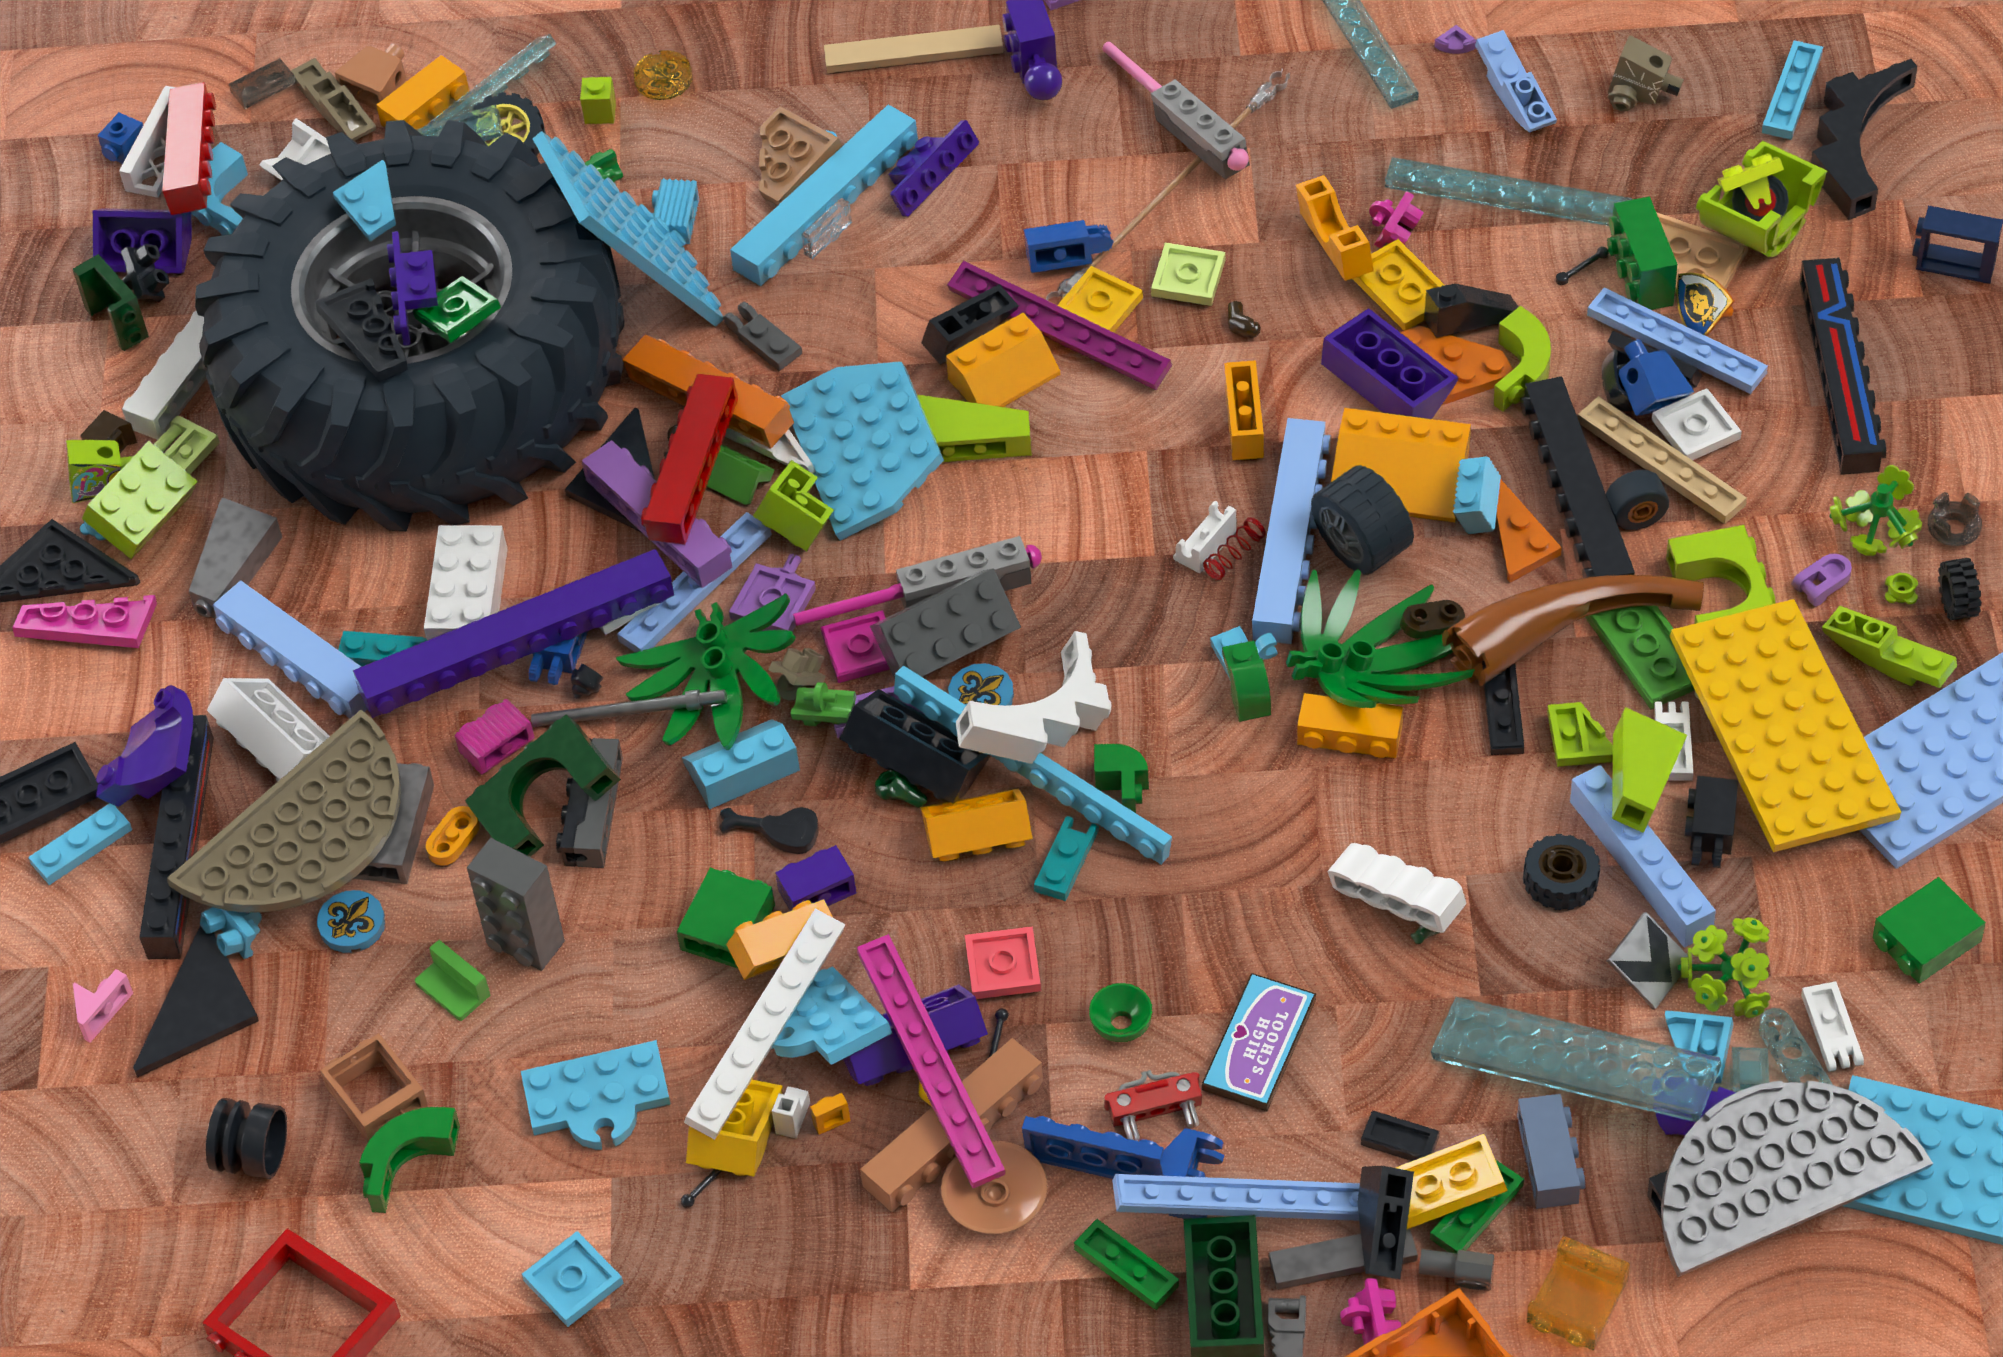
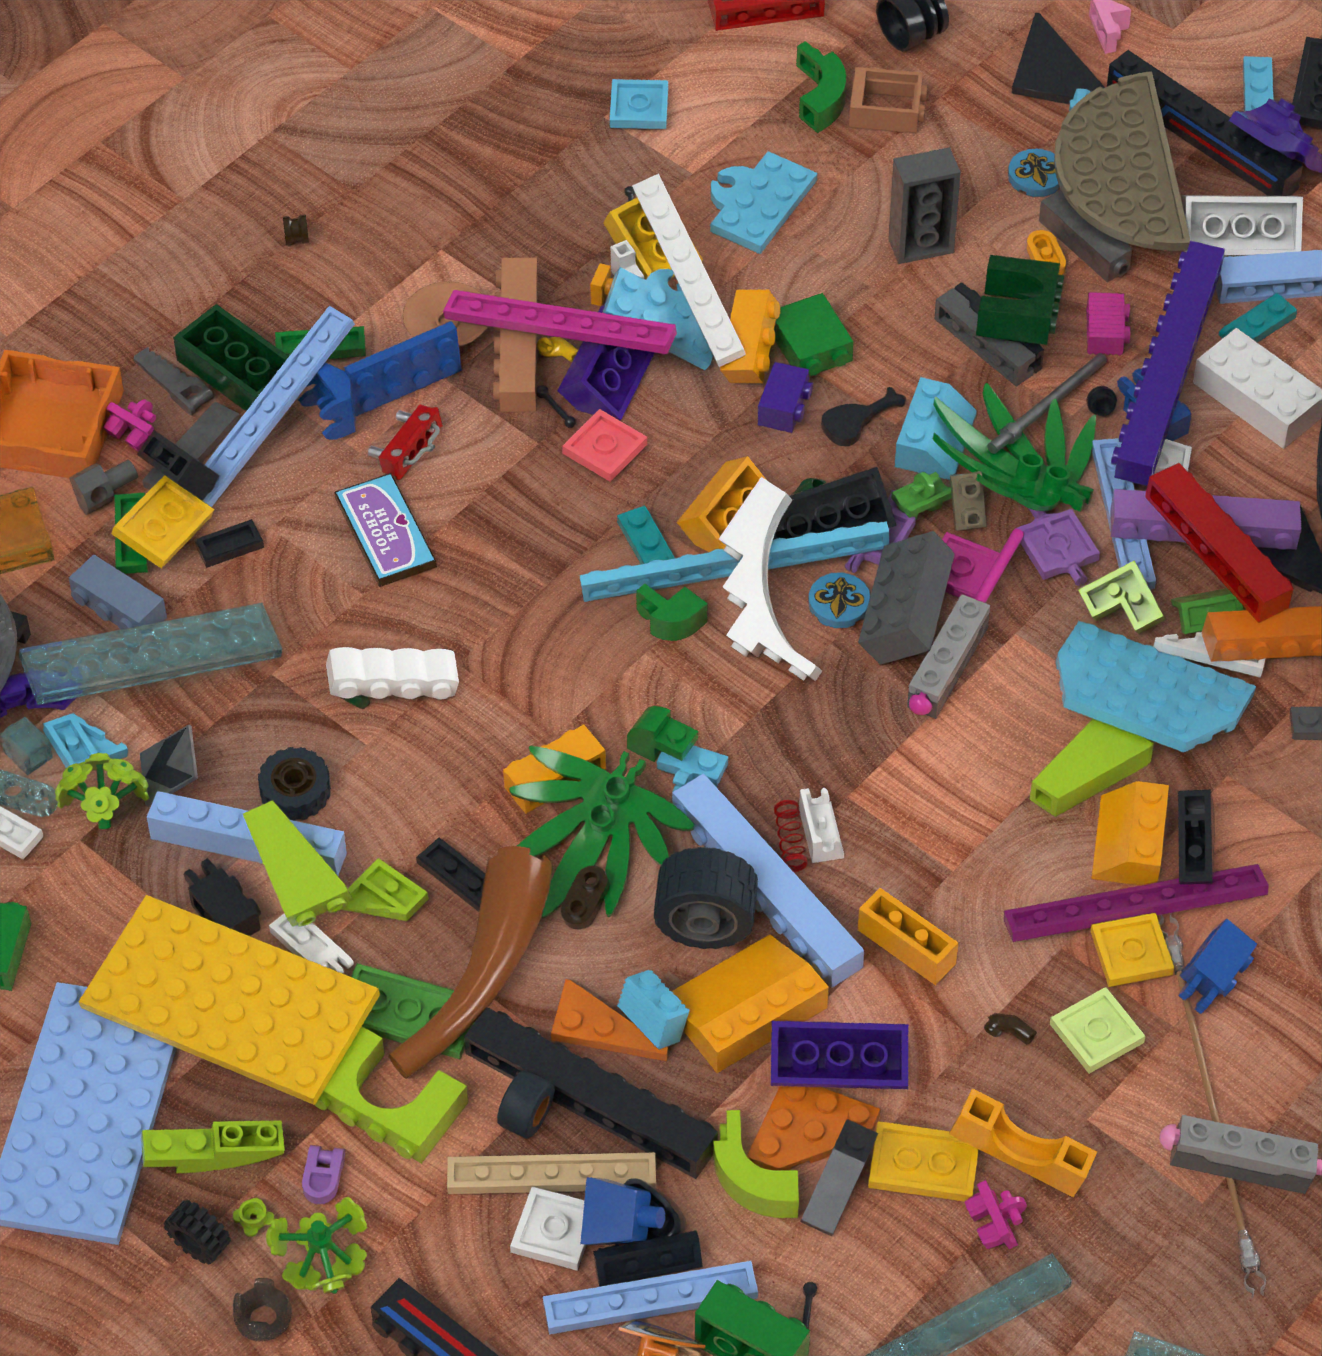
camera: 130 degrees right, 0 degrees up
(1116, 1001) = (488, 458): green piece -> none

